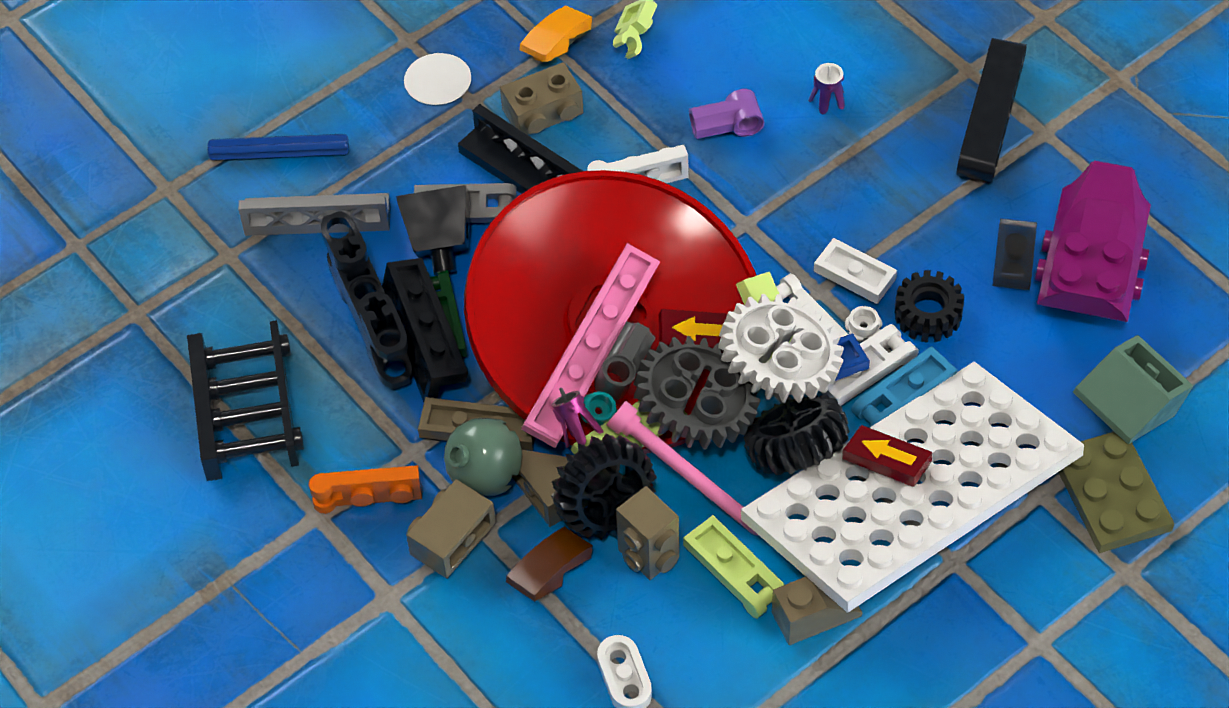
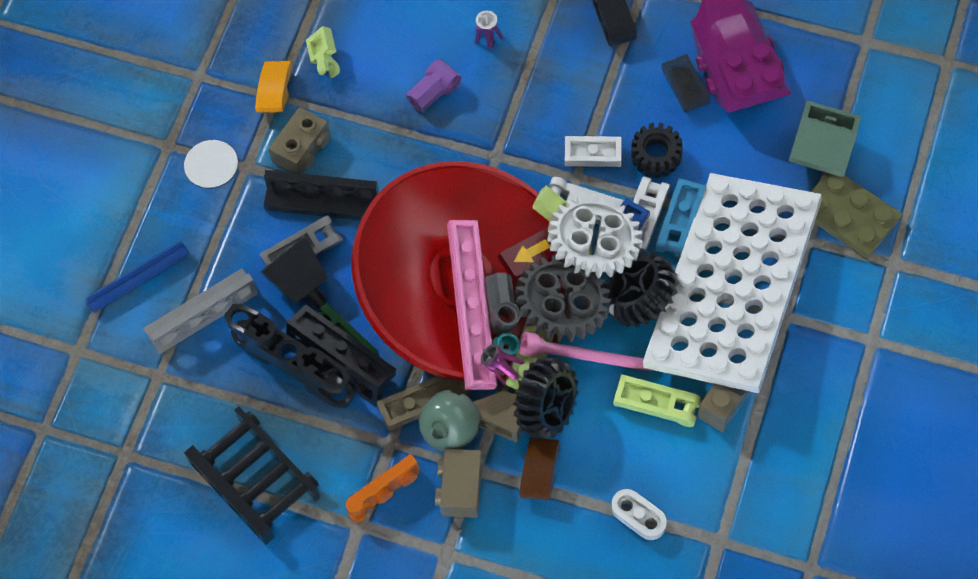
camera: 30 degrees left, 10 degrees up
(648, 534) = (594, 413): dark tan brick -> none
(663, 165) = (404, 158): white plate -> none
(863, 316) = (626, 180): white plate -> none
(887, 455) = (711, 272): dark red tile -> none

